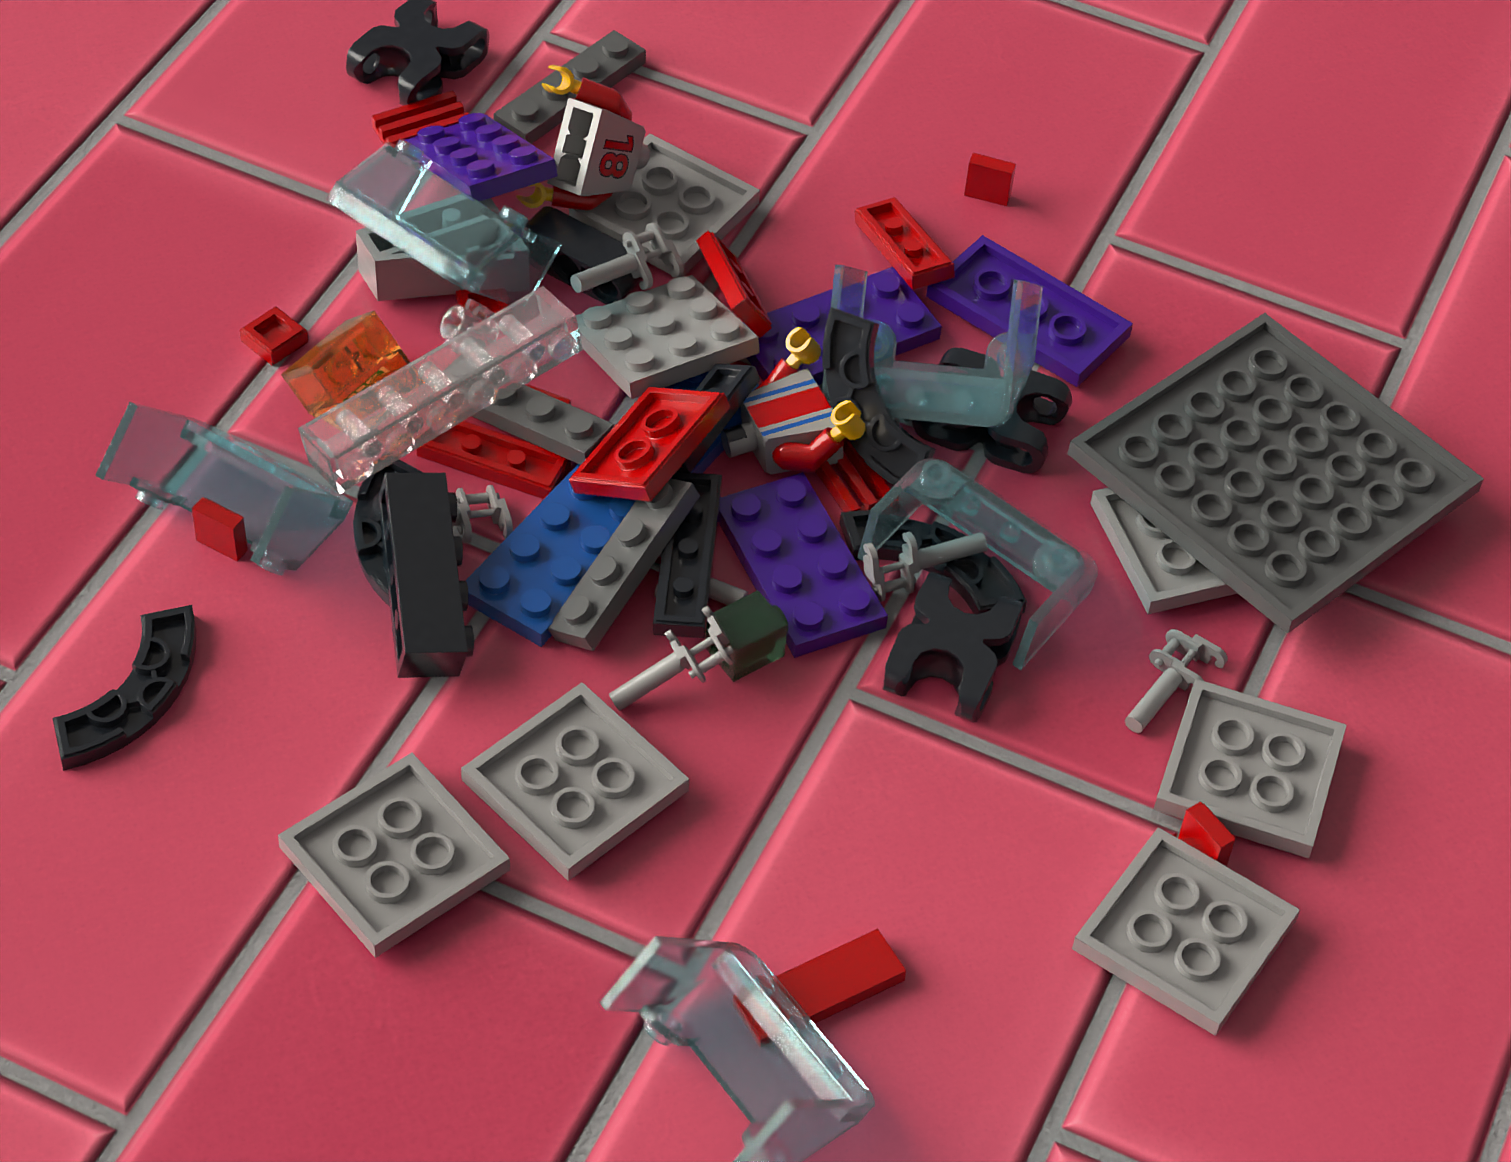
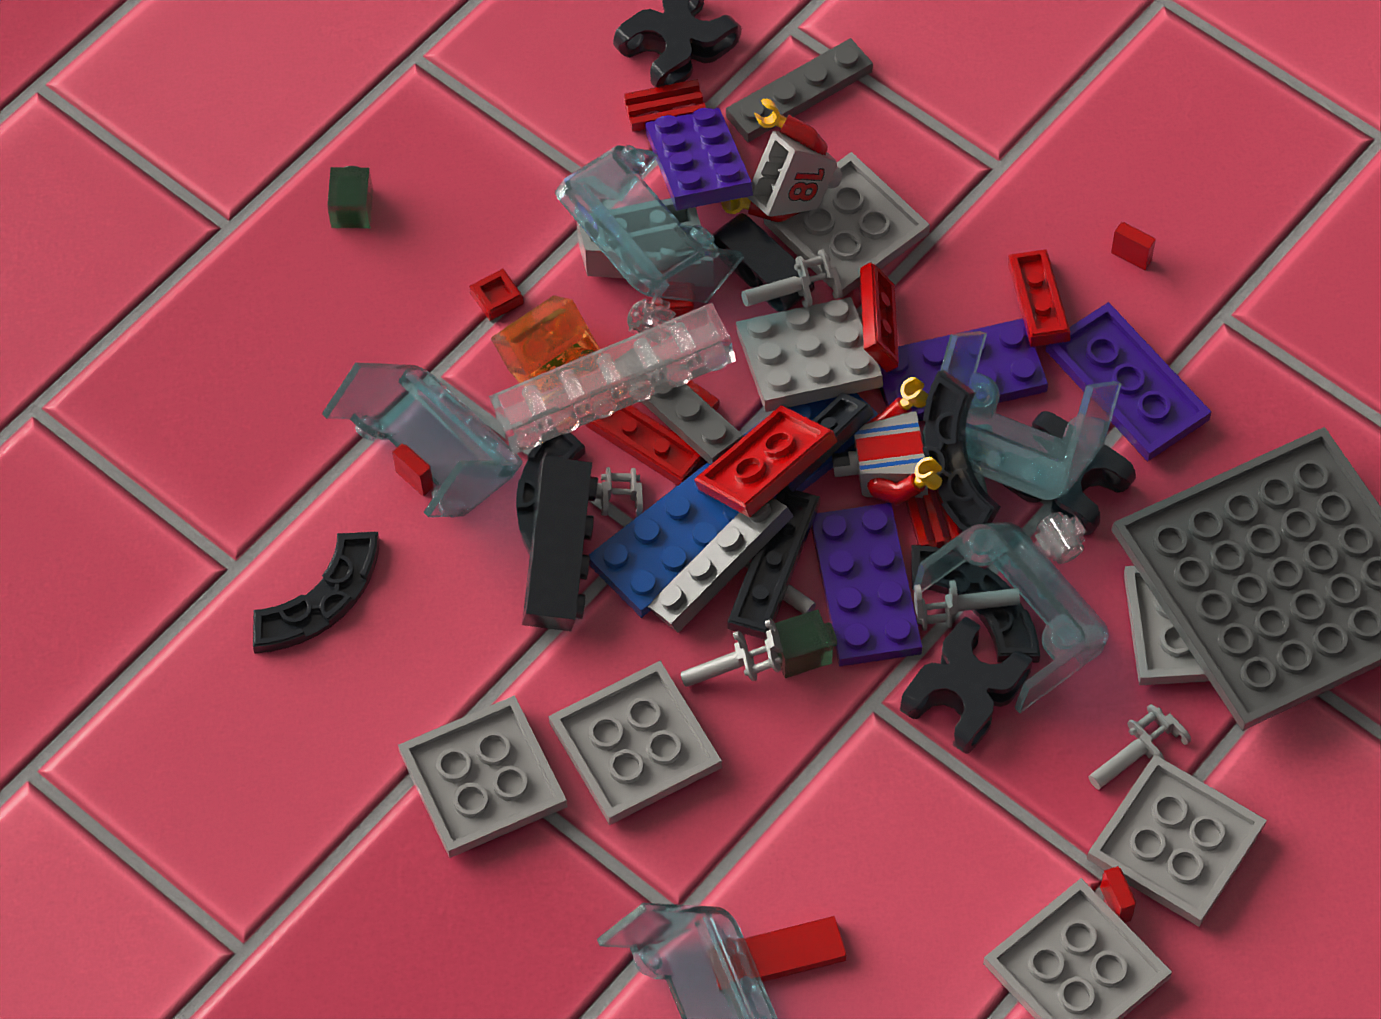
camera: 20 degrees right, 10 degrees up
(72, 259) = (350, 197): none -> clear green brick
(1011, 472) = (1060, 537): none -> clear gear

